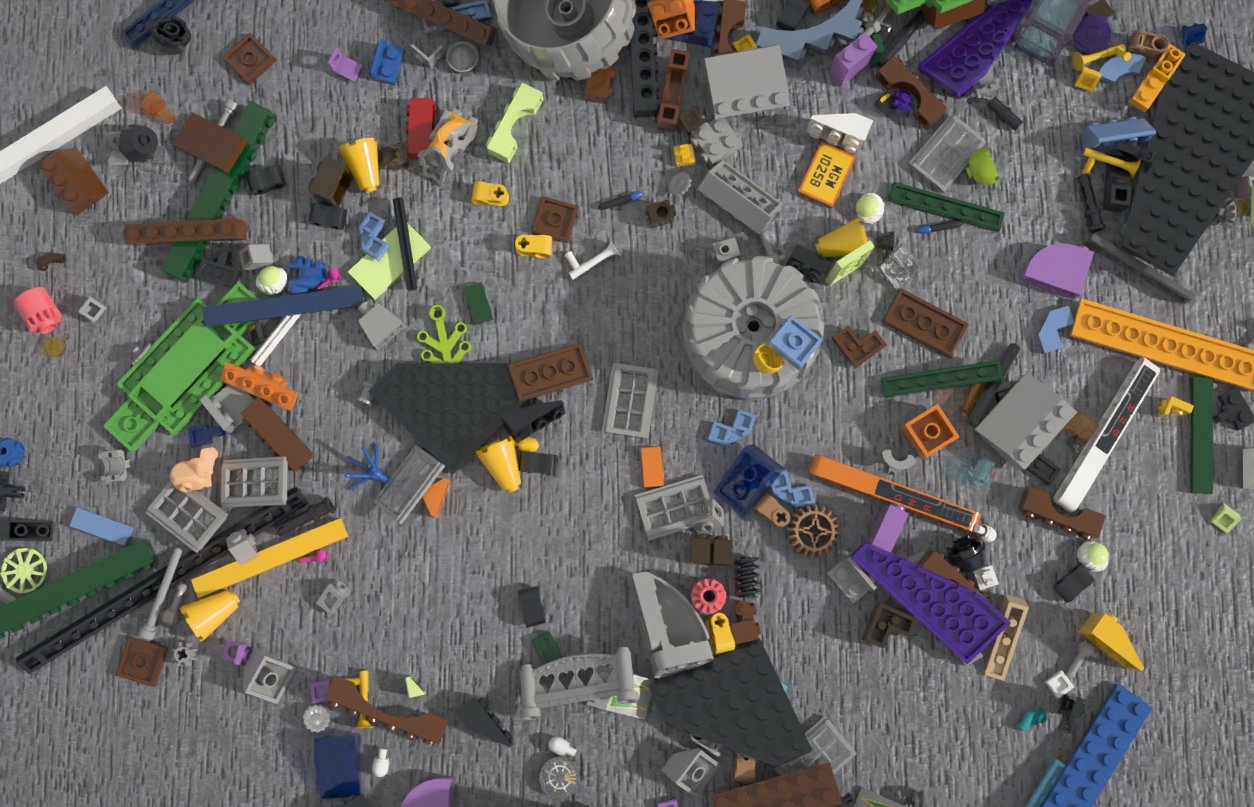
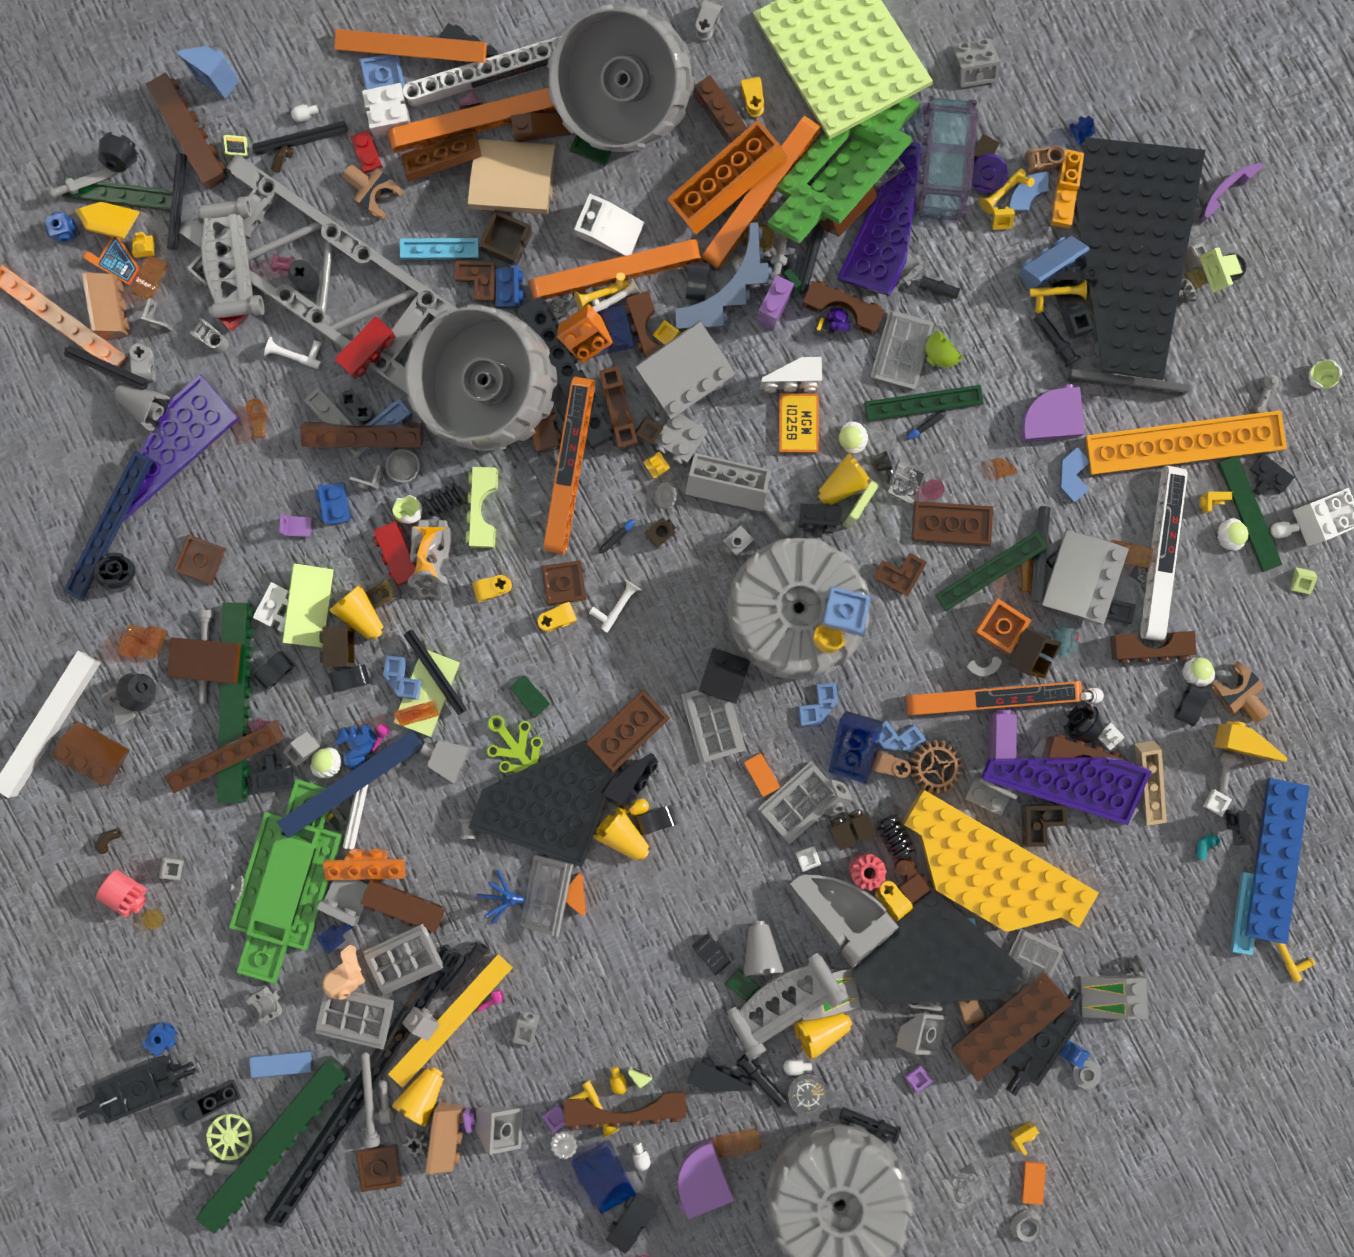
camera: 25 degrees left, 5 degrees up
(174, 102) = (150, 636): none -> clear orange axle
(212, 661) = (445, 1138): none -> medium nougat slope
(291, 124) = (271, 605): none -> white plate
(322, 136) = (307, 605): none -> yellowish green tile
(371, 271) = (417, 713): none -> clear orange slope
(392, 683) = (617, 1081): none -> yellow cylinder
(448, 95) = (407, 509): none -> yellowish green hair
(475, 792) = (738, 1143): none -> clear orange slope
(485, 101) = (444, 500): none -> black piece
(521, 733) = (755, 1073): none -> black pin
(577, 626) = (761, 952): none -> light grey cone
(598, 724) = (821, 1033): none -> yellow cone
(607, 118) = (569, 465): none -> orange beam
(659, 362) = (724, 675): none -> black slope
(659, 561) = (808, 858): none -> white tile
(822, 651) = (992, 872): none -> yellow brick
(921, 285) = (930, 492): none -> clear pink tile
(945, 460) = (1027, 653): none -> dark brown piece
(993, 295) = (1003, 468): none -> clear orange tile
(1125, 595) = (1243, 693): none -> medium nougat connector
(1177, 446) = (1232, 534): none -> hair
(1226, 463) = (1283, 529): none -> white cylinder

